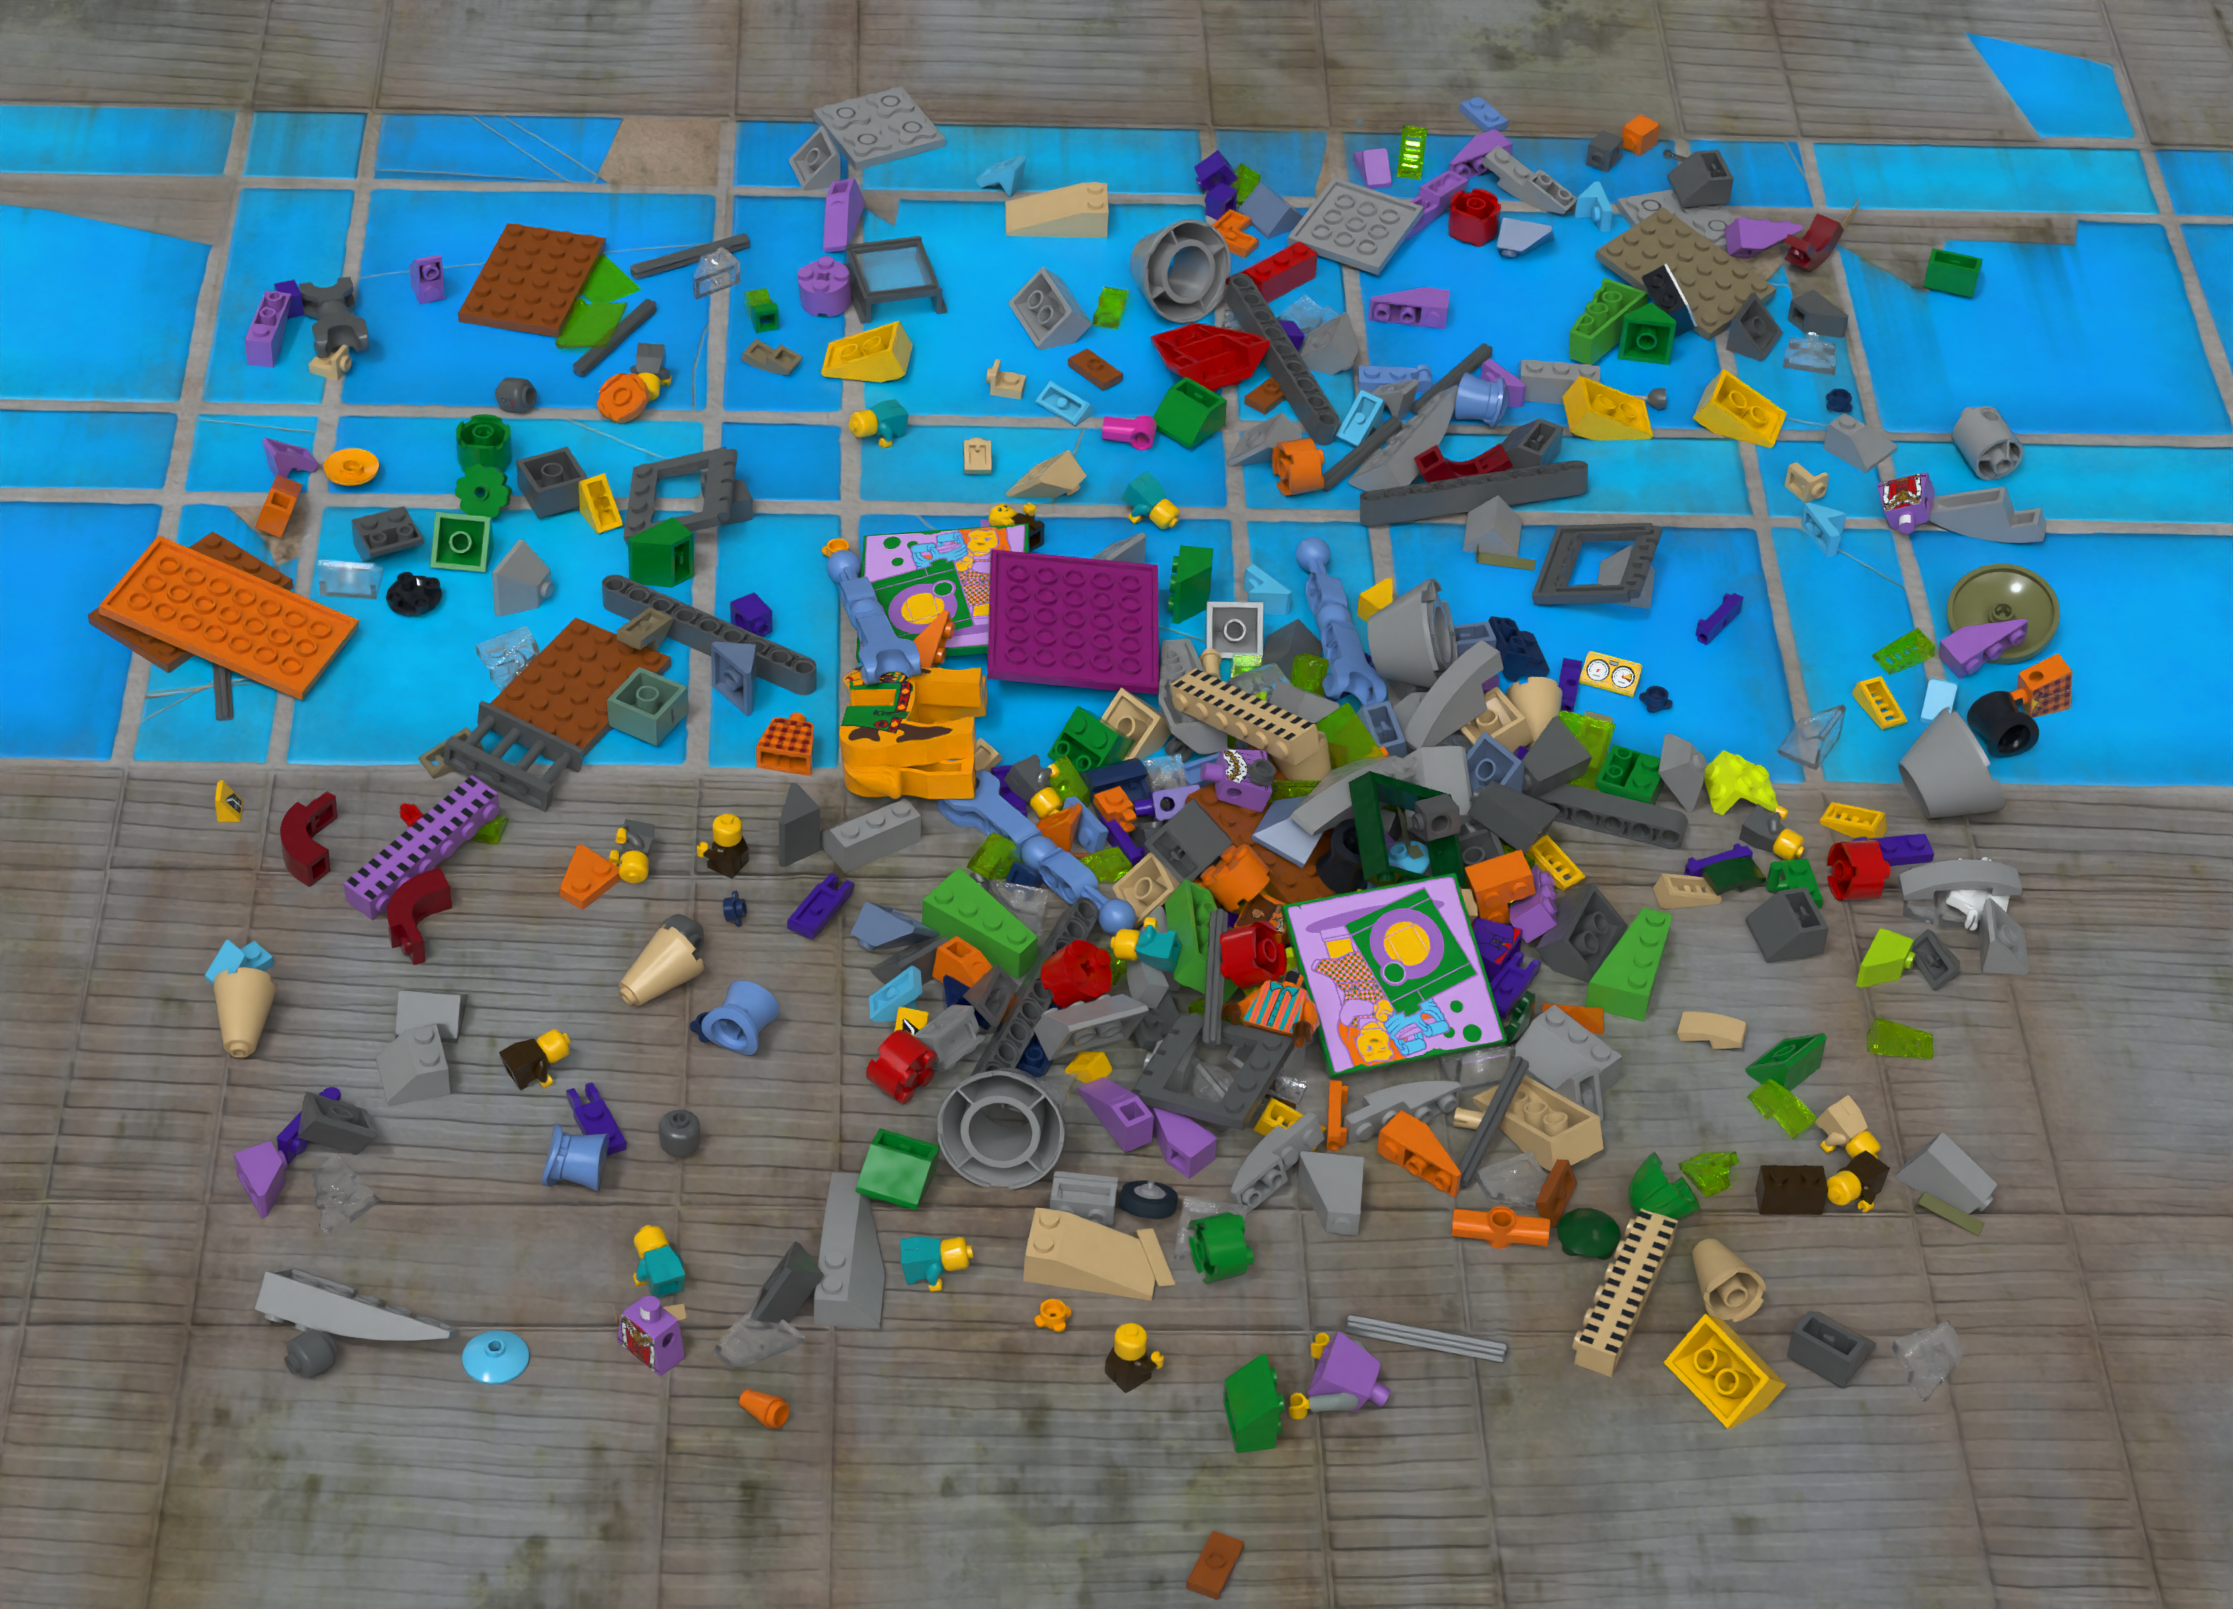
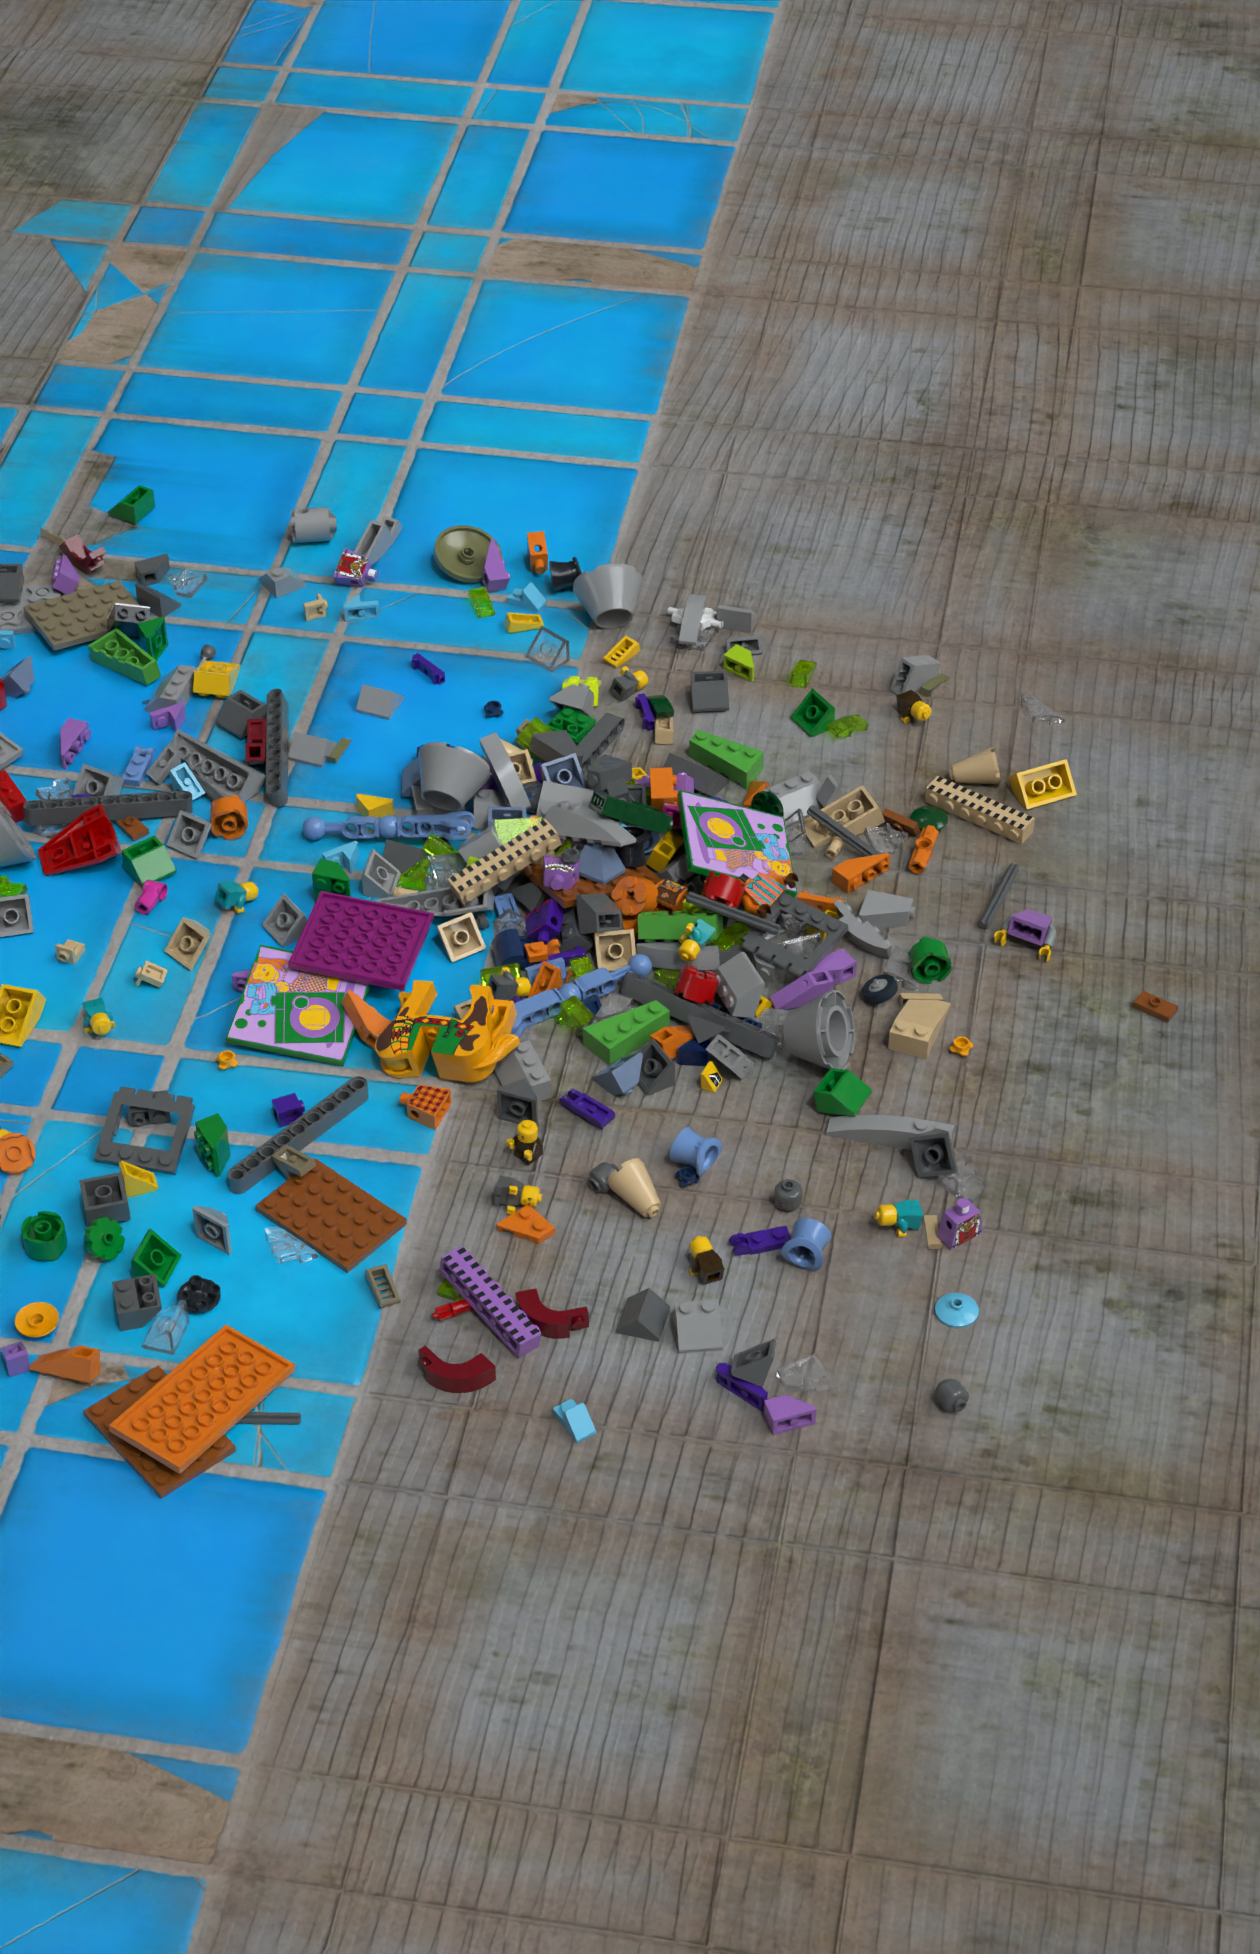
camera: 75 degrees left, 0 degrees up
(227, 803) = (402, 1418): yellow slope -> none
(243, 1007) = (632, 1412): tan cone -> none
(336, 1309) = (910, 1388): light grey wedge -> none
(504, 776) = (412, 1261): dark grey fence -> none
(647, 706) = (373, 1169): sand green brick -> none
(734, 908) = (581, 1149): dark blue plate -> none
(735, 673) = (359, 1117): sand blue slope -> none
(766, 1408) = (1021, 1180): orange cone -> none
(881, 647) = (373, 1027): medium blue piece -> none
(898, 992) = (685, 1078): medium azure slope -> none
(902, 1066) = (752, 1080): red brick -> none
(929, 1257) = (915, 1090): teal piece -> none
(1005, 515) = (235, 962): piece -> none
(1064, 404) = (104, 926): medium azure slope -> none
(1085, 1196) = (873, 1019): light grey hinge -> none
(1090, 742) = (469, 958): green slope -> none
(1095, 369) = (71, 905): dark orange plate -> none
(1128, 1359) = (1008, 1014): piece -> none
(1253, 1406) = (1052, 965): green slope -> none
(1419, 1099) = (821, 873): light grey slope -> none
(1454, 377) = (142, 733): dark grey axle -> none
(1482, 399) = (193, 720): medium blue hat -> none
(1563, 553) = (379, 680): dark grey hinge -> none
(1569, 683) = (466, 742): dark purple piece -> none
(1611, 673) = (465, 723): slope -> none
(1653, 1193) = (915, 779): green hair -> none
(1709, 1171) = (890, 761): clear neon green slope -> none
(1721, 1030) = (780, 740): tan slope -> none
(1739, 411) = (235, 622): yellow slope -> none
(1791, 1190) = (914, 732): dark brown brick -> none
(1794, 875) = (667, 685): green plate -> none
(1829, 1347) = (1032, 741): dark grey slope -> none
(1839, 400) = (237, 579): dark blue plate -> none
(1847, 1128) = (874, 701): tan piece -> none
(1857, 870) = (673, 654): red brick -> none
(1904, 849) = (648, 642): dark purple hinge -> none

